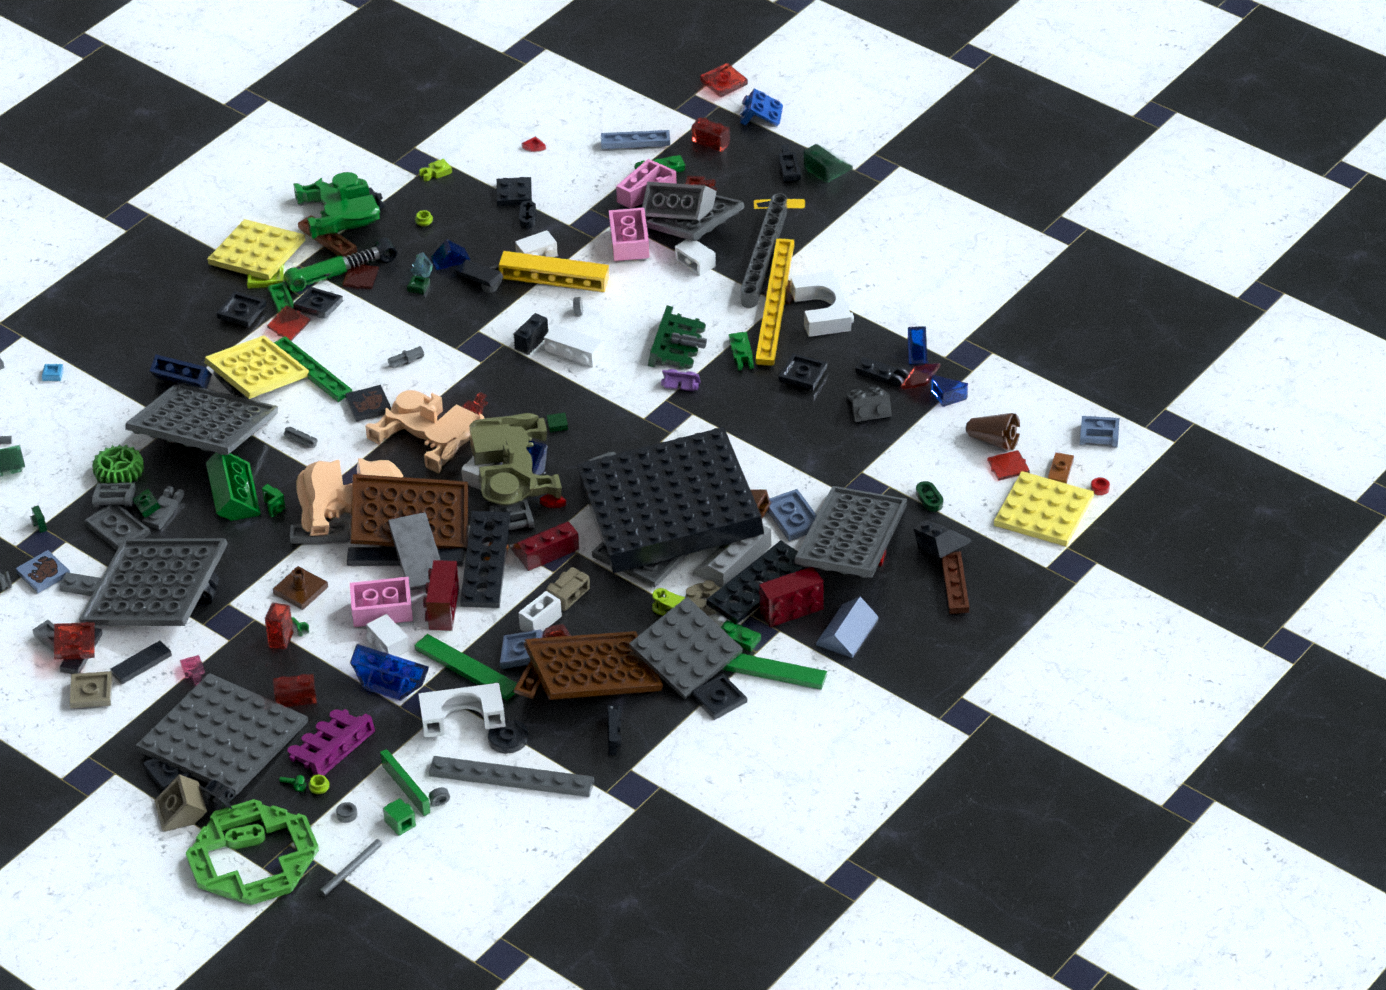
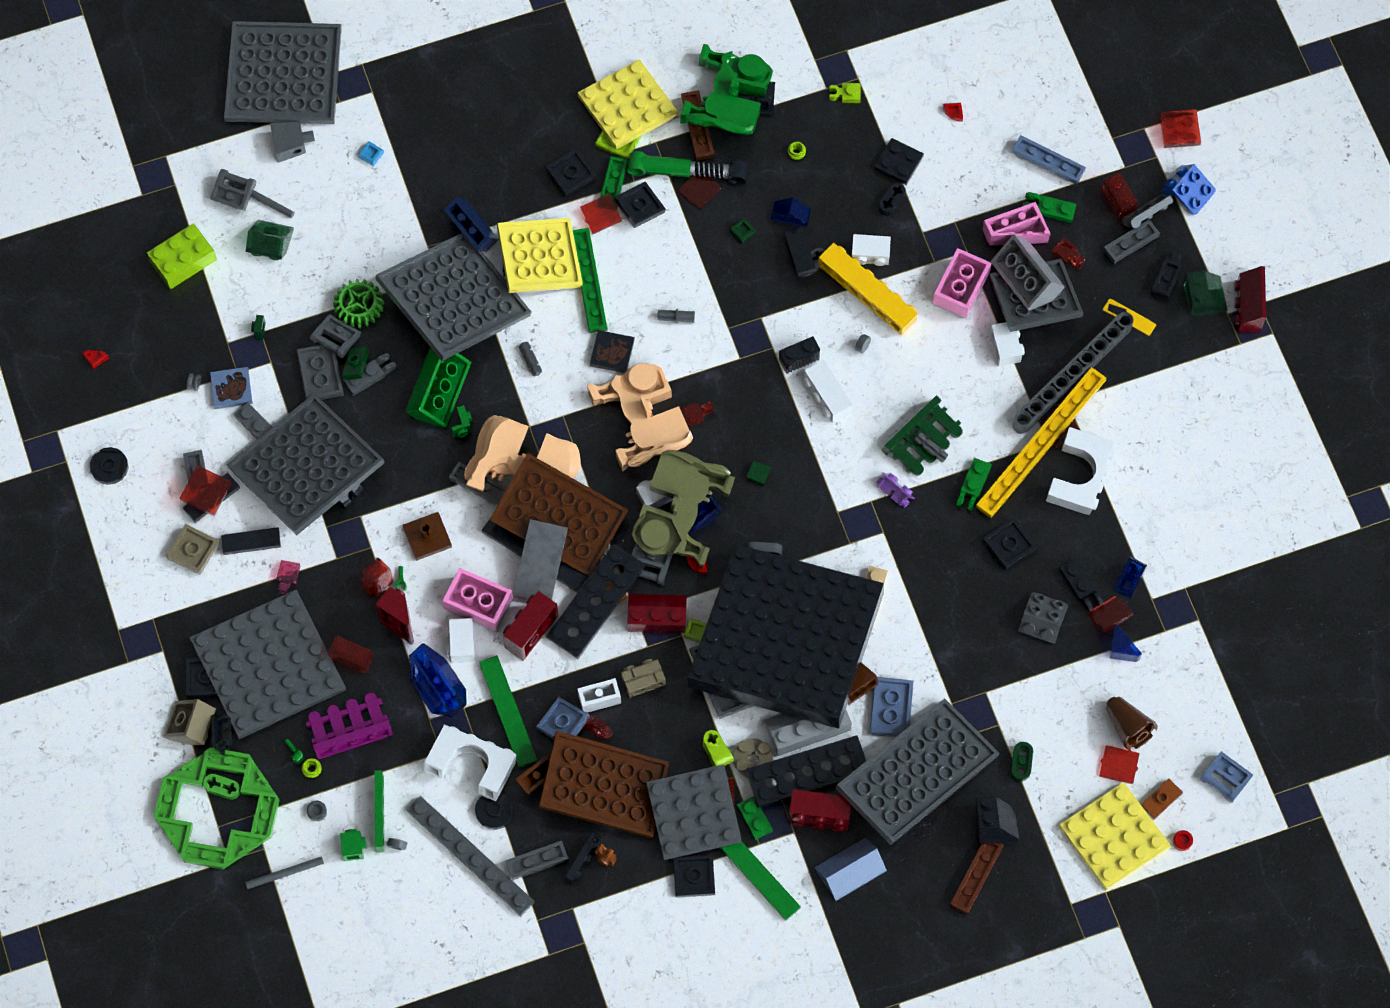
camera: 30 degrees right, 25 degrees up
(319, 637) = (394, 613): none -> dark red slope
(422, 265) = (758, 211): clear light blue tile -> none
(573, 749) = (536, 860): none -> dark grey plate
(588, 539) = (695, 630): none -> lime plate
(632, 714) = (605, 856): none -> dark orange plate
(740, 135) = (1147, 210): none -> dark grey plate
(743, 158) = (1131, 241): none -> dark grey plate
(868, 147) = (1250, 300): none -> dark red slope

